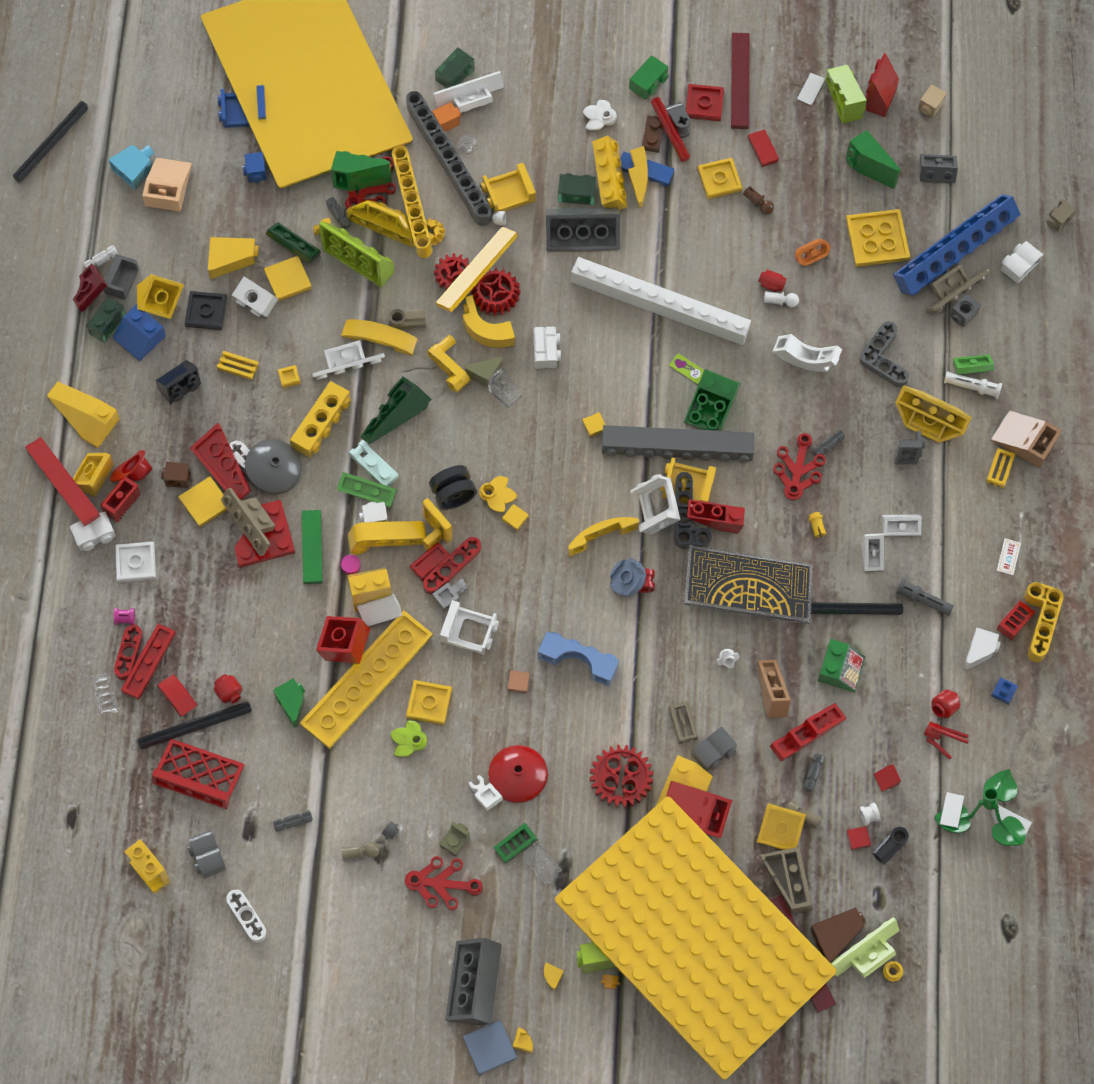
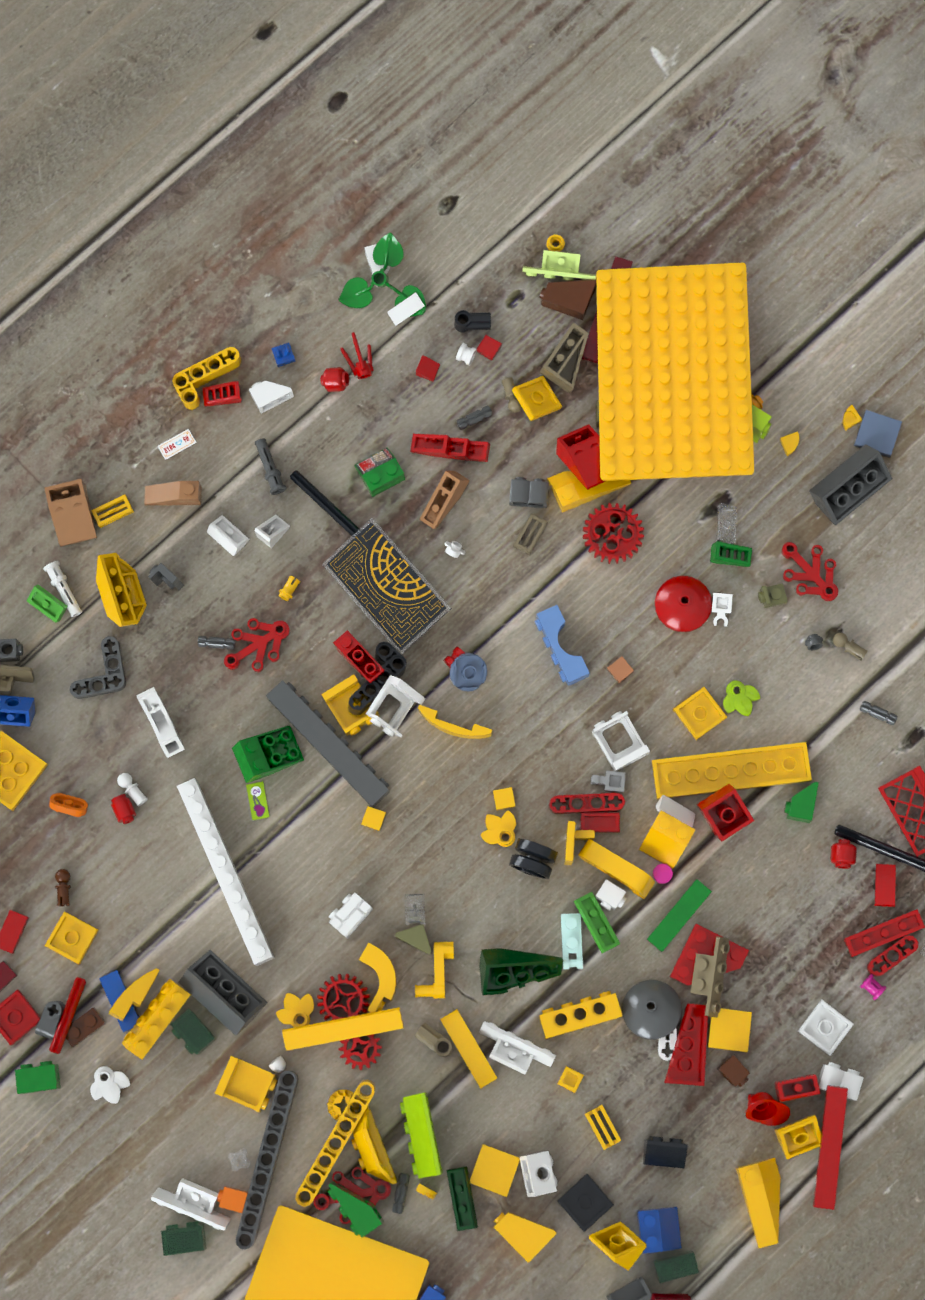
camera: 130 degrees left, 10 degrees up
(523, 261) = (294, 1008): none -> yellow plate
(969, 517) = (174, 493): none -> medium nougat slope

